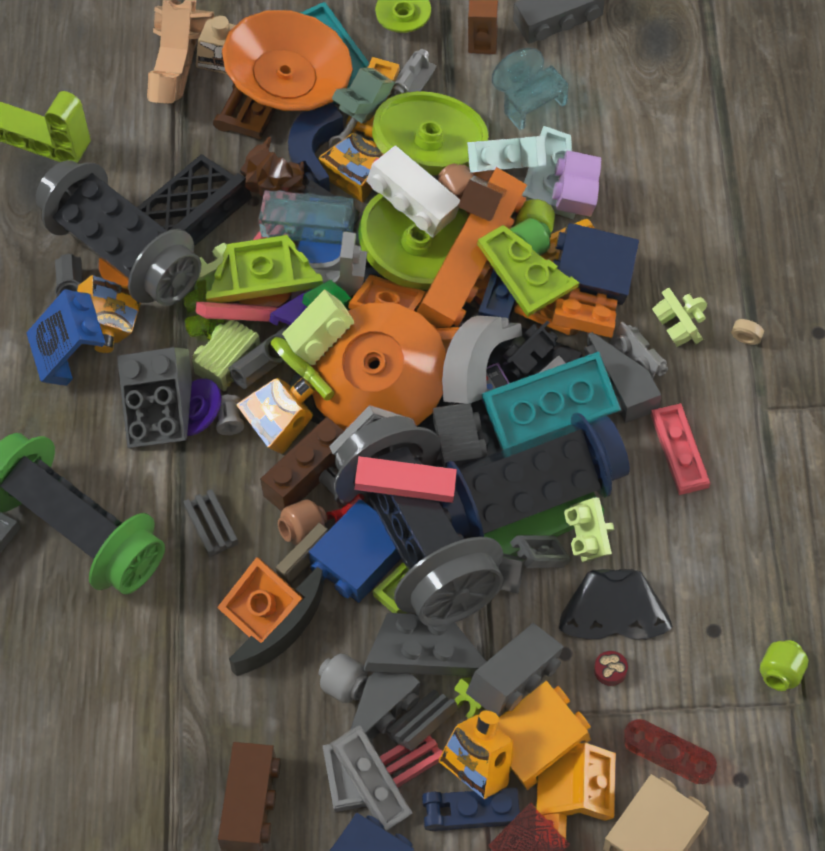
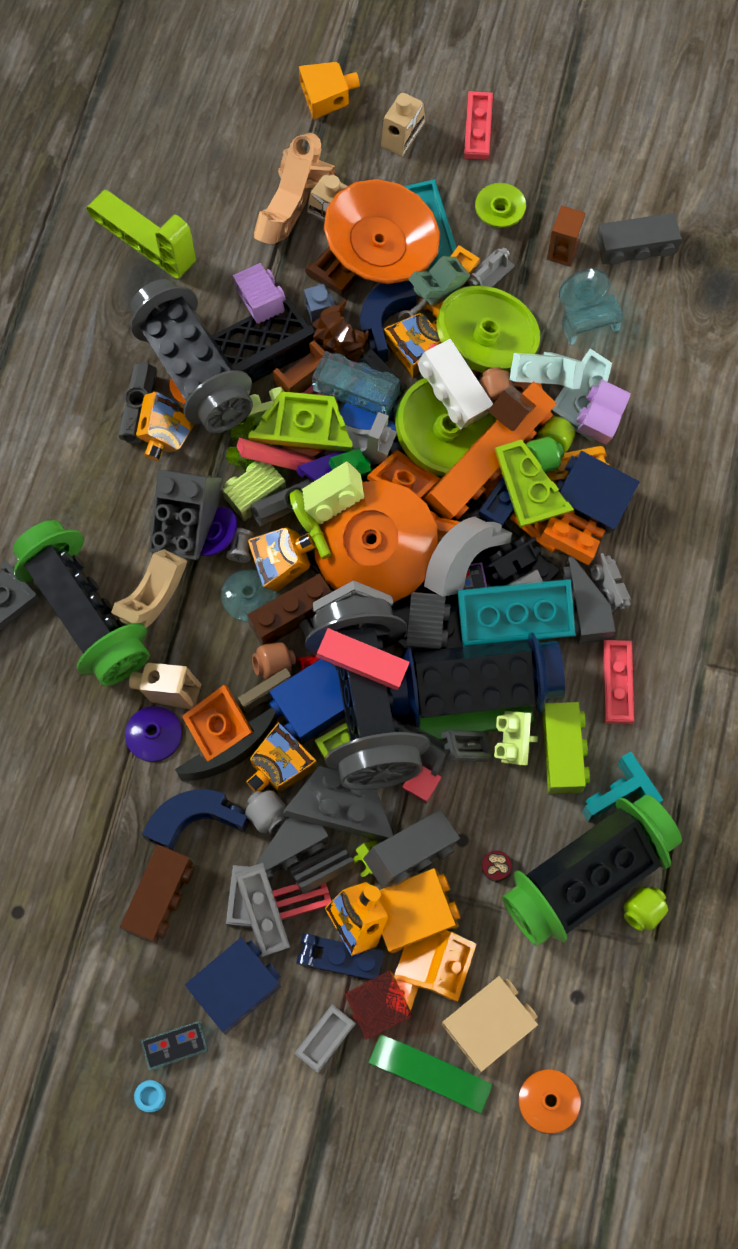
camera: 15 degrees right, 10 degrees up
(60, 331) = (118, 434): blue panel -> none
(148, 480) = (153, 591): none -> tan arch
(171, 155) = (258, 292): none -> lavender brick
(193, 575) = (167, 685): none -> tan torso
(193, 647) = (156, 746): none -> dark purple dish
(201, 501) = (194, 617): dark grey tile -> none
(235, 149) = (317, 301): none -> sand blue brick
(244, 224) = (299, 376): none -> dark orange panel
(245, 475) = (237, 603): none -> clear light blue dish
(258, 696) = (187, 807): none -> dark blue arch
(342, 622) = (280, 761): none -> torso
(504, 607) = (422, 785): none -> coral tile
(614, 601) = (518, 807): black piece -> none
(645, 527) = (565, 748): none -> lime brick
(674, 765) = (536, 954): clear red beam -> none
(685, 329) = (651, 549): yellowish green hips -> none
(715, 637) = (592, 870): none -> black brick
(729, 542) = (637, 782): none -> teal bracket
(747, 332) = (710, 590): tan tile -> none

